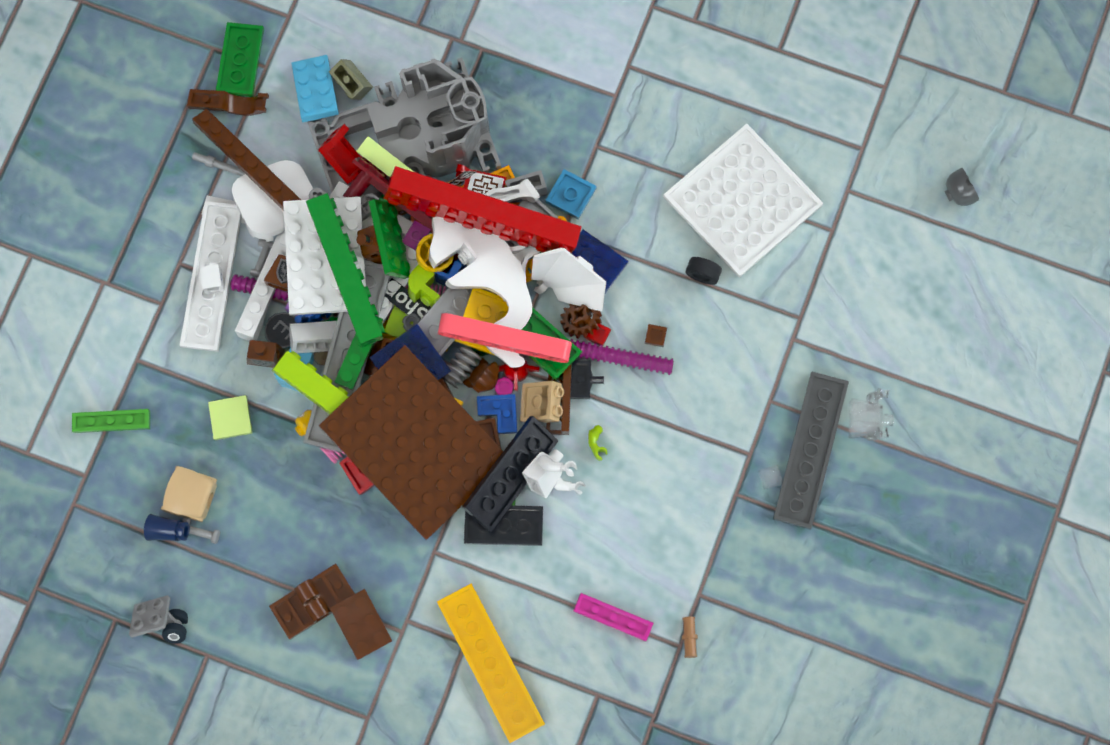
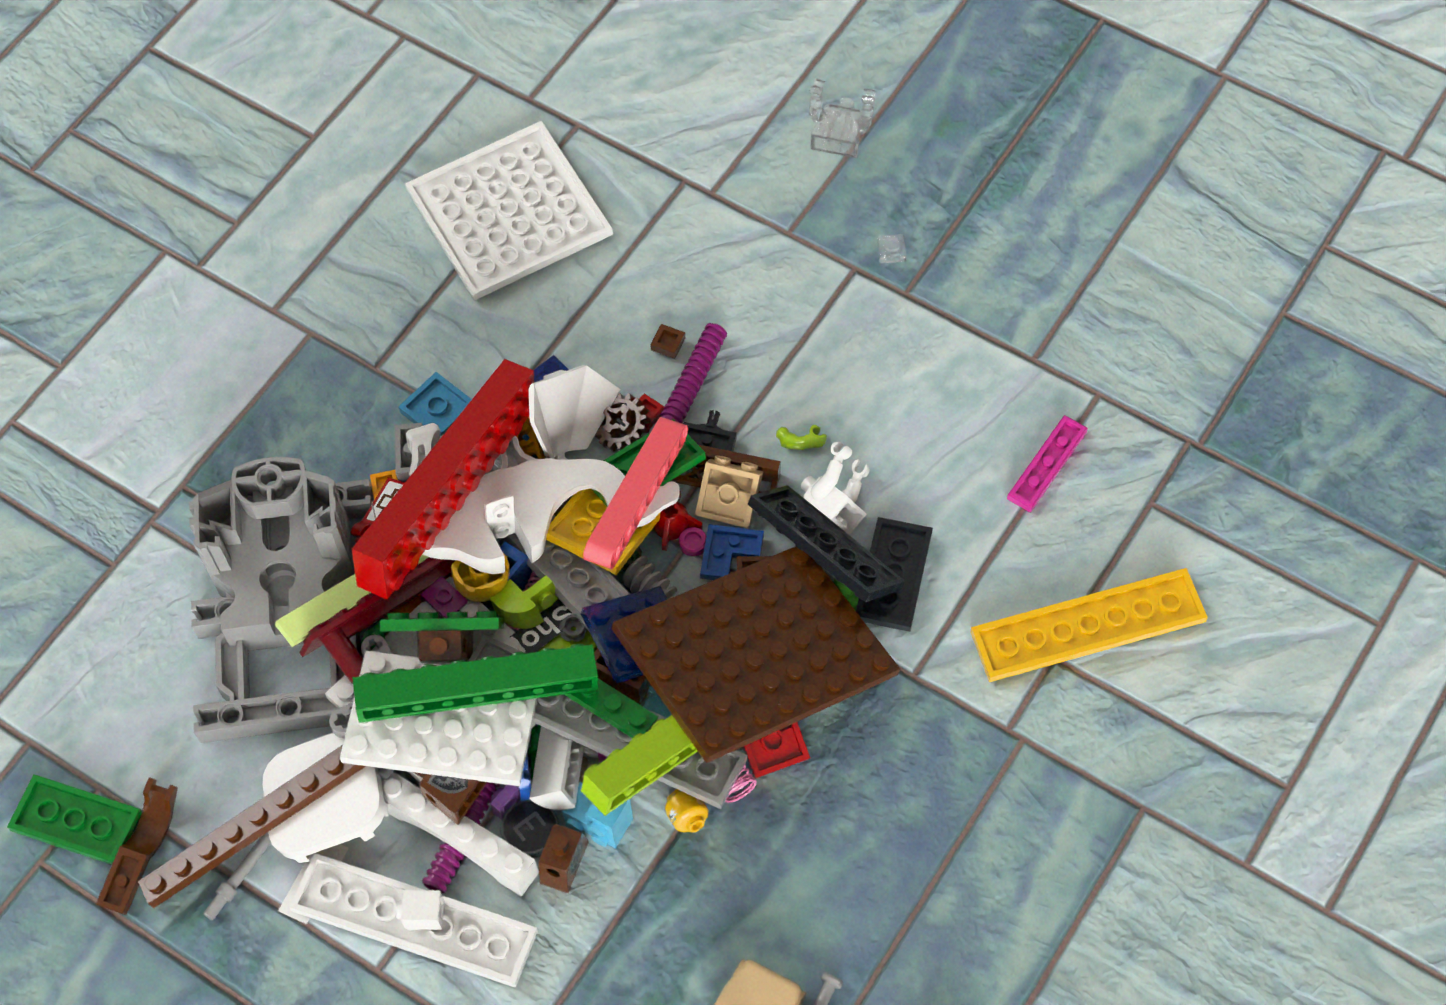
camera: 80 degrees left, 15 degrees down
(230, 417) = (647, 929): yellowish green tile -> none
(262, 258) = (390, 830): light grey piece -> none
(311, 601) = (960, 851): reddish brown plate -> none
(314, 88) = (164, 711): medium azure plate -> none
(340, 154) = (311, 674): red panel -> none
(350, 79) = (167, 659): olive brick -> none
(360, 624) = (1005, 787): reddish brown plate -> none
(483, 377) = (673, 558): reddish brown piece -> none
(689, 637) = (1090, 376): medium nougat pin -> none
(703, 270) = (594, 264): black tyre -> none
(811, 450) = (866, 196): dark grey plate -> none

